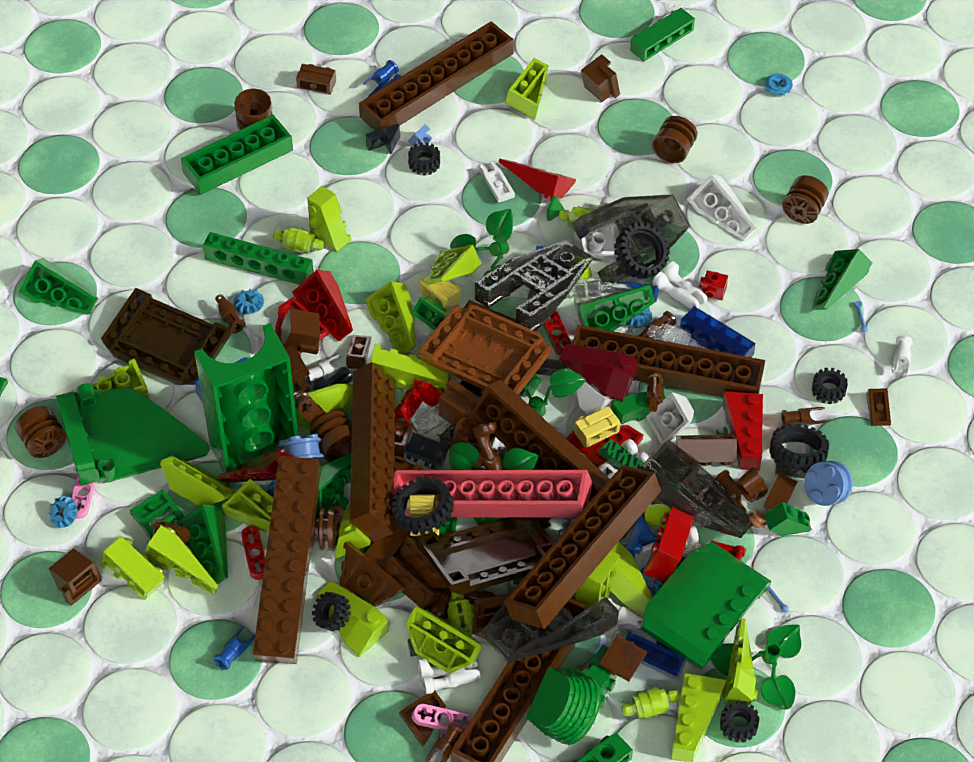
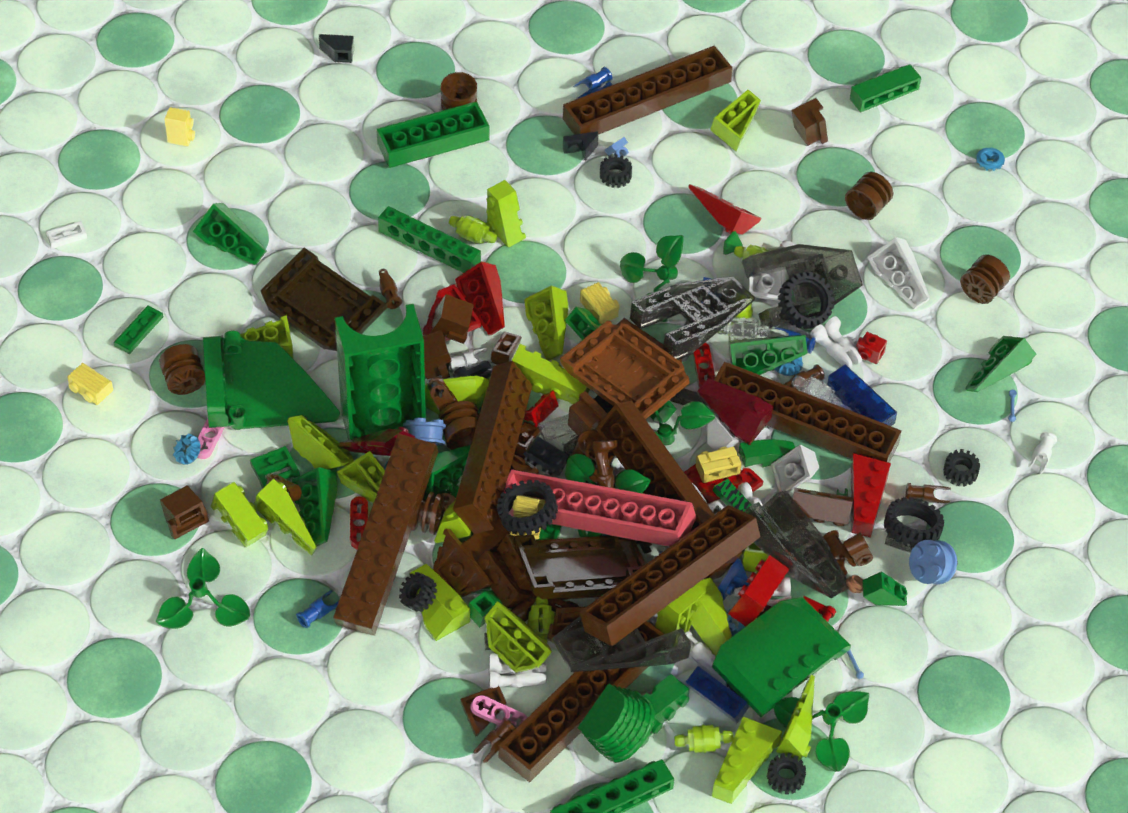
camera: 10 degrees right, 0 degrees up
(106, 632) = (202, 569): none -> green plant
(122, 86) = (337, 47): none -> black slope
(246, 307) = (406, 285): dark azure gear -> none
(316, 78) = (529, 73): reddish brown brick -> none
(400, 613) = (481, 606): none -> green slope
(426, 392) = (559, 400): red hinge -> none
(453, 264) = (618, 280): lime wedge -> none
(497, 182) = (682, 207): white hinge -> none
(623, 658) = (686, 690): reddish brown piece -> none
(655, 390) = (784, 440): reddish brown piece -> none
(780, 491) = (885, 561): reddish brown slope -> none
(878, 407) = (1006, 498): reddish brown slope -> none

